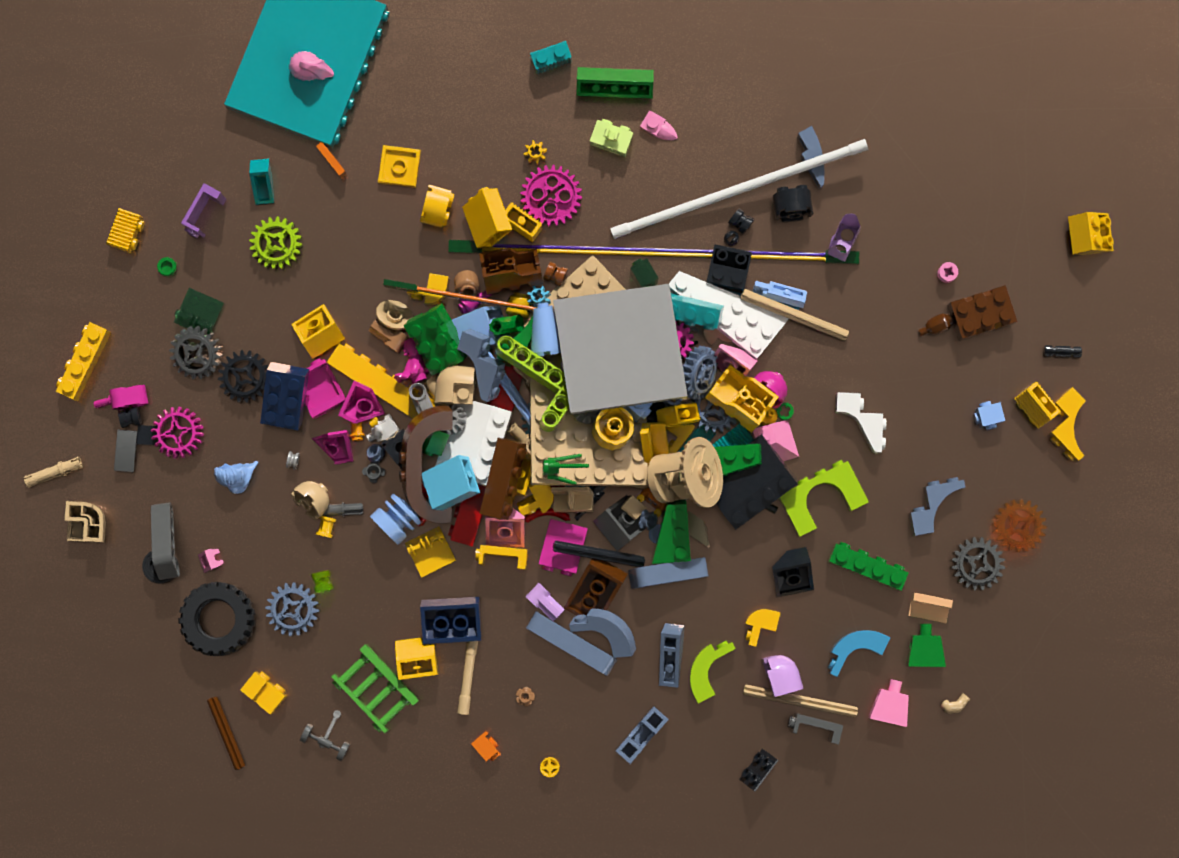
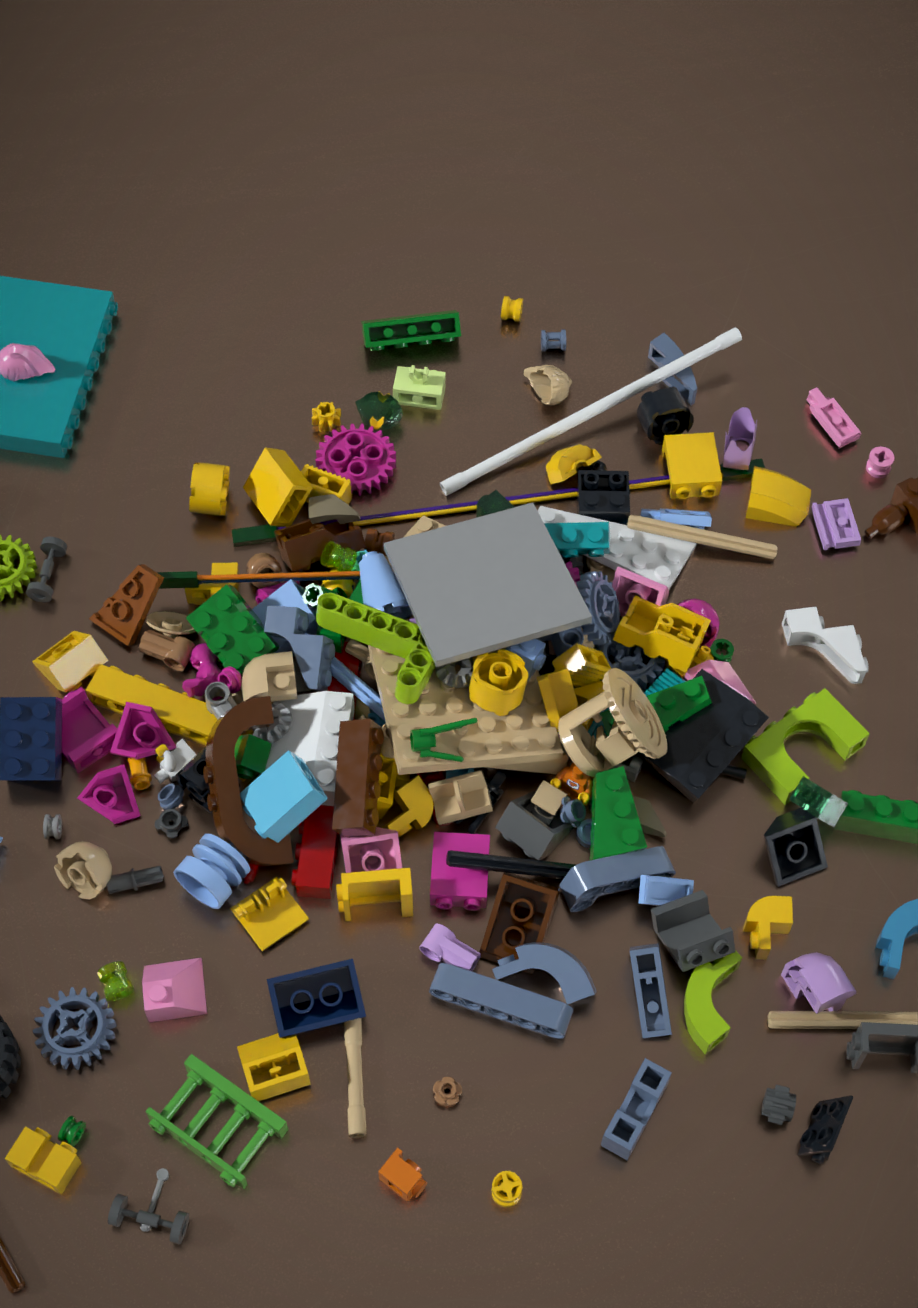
camera: 15 degrees left, 25 degrees down
(283, 677) = (71, 1131): none -> green bush
(309, 250) = (39, 590): none -> dark grey wheel
(325, 527) = (111, 905): yellow bush -> none
(331, 160) = (63, 465): orange tile -> none
(360, 592) = (174, 990): none -> bright pink slope
(365, 298) = (129, 606): none -> dark orange wing
(399, 166) = (154, 462): yellow tile -> none
(428, 378) = (231, 678): none -> dark pink plate
(521, 293) = (341, 558): none -> clear neon green wheel
(522, 245) = (331, 507): none -> dark tan slope
(550, 512) = (422, 833): red piece -> none
(551, 57) = (326, 318): teal brick -> none
(576, 156) = (379, 410): none -> clear green hair
(658, 127) = (472, 371): bright pink plate -> none
(697, 591) = (661, 890): none -> light blue tile
(699, 74) = (512, 309): none -> yellow wheel
(707, 623) = (691, 931): none -> dark grey panel
(709, 229) = (566, 461): none -> yellow cylinder
(714, 153) = (549, 383): none -> tan hair
(725, 111) = (561, 336): none -> sand blue bush
(734, 748) = (779, 1104): none -> dark grey gear
(741, 221) = (606, 448): black wheel -> none
(803, 250) = (692, 465): none -> yellow panel
(816, 549) = (818, 801): none -> clear green brick
(861, 289) = (777, 498): none -> yellow slope
(898, 321) = (836, 524): none -> lavender plate
(923, 226) = (832, 418): none -> bright pink hinge

